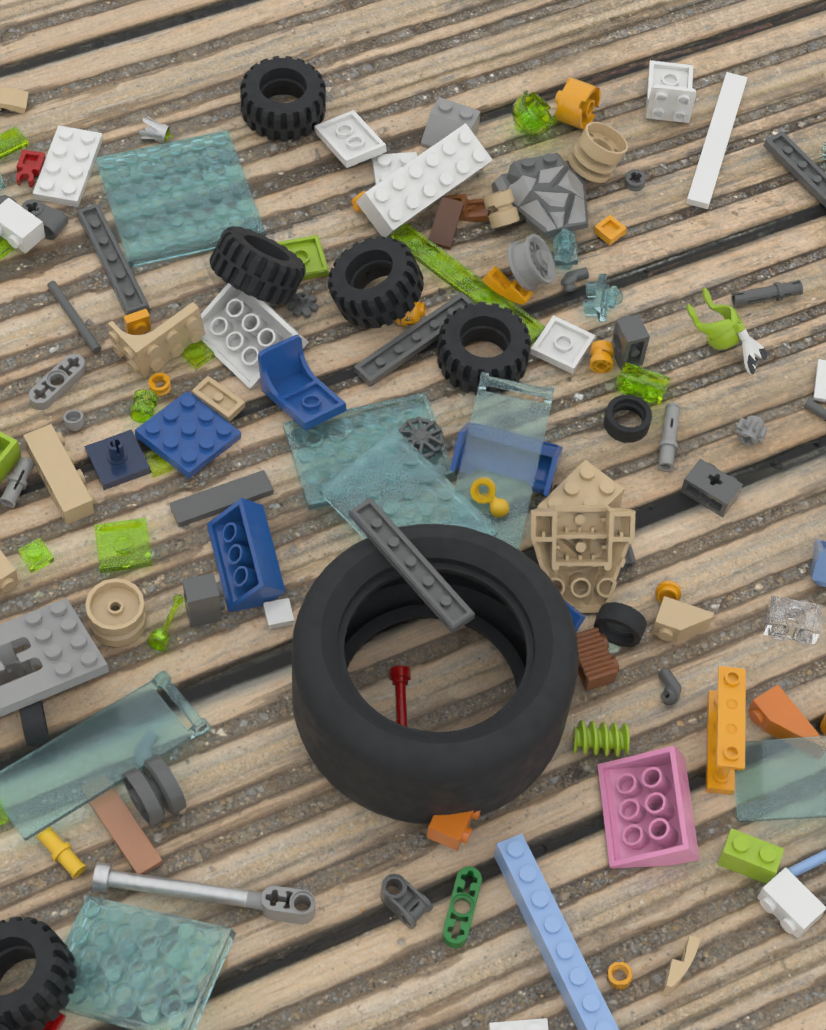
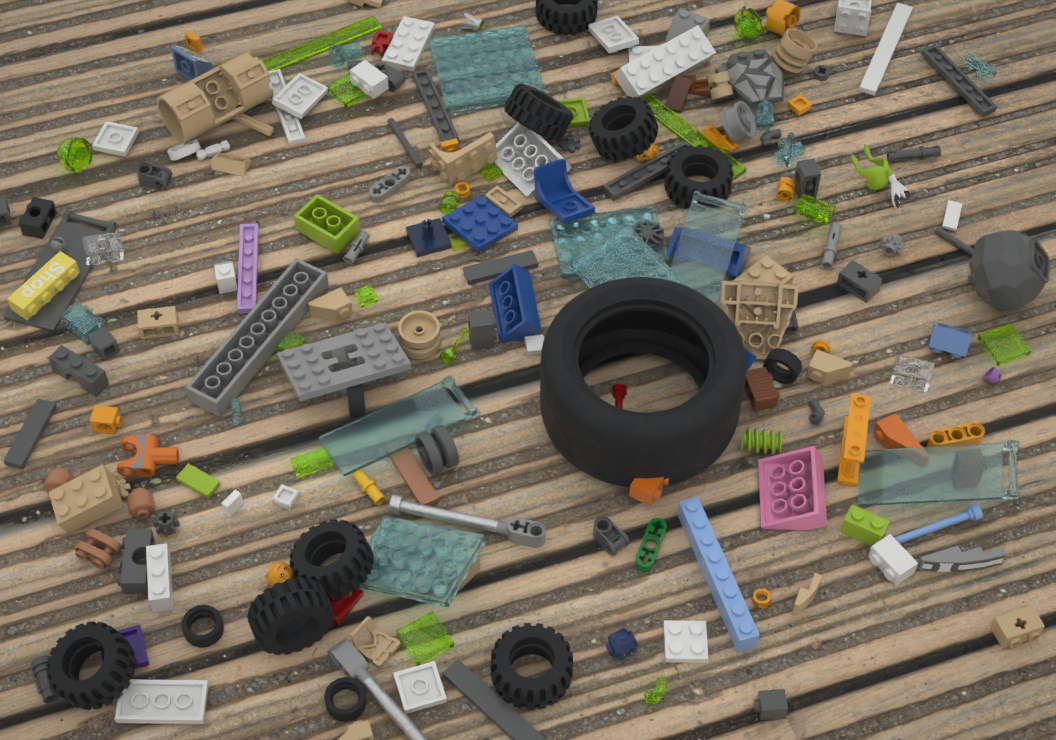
camera: 10 degrees right, 5 degrees down
(59, 474) = (386, 243): tan brick -> none
(73, 420) = (399, 209): light grey hinge -> none
(123, 545) = (428, 293): clear neon green tile -> none
(411, 565) = (630, 300): dark grey tile -> none
(498, 506) = (700, 283): yellow plate -> none
(562, 344) = (757, 180): white plate -> none
(633, 404) = (801, 242): black tyre -> none

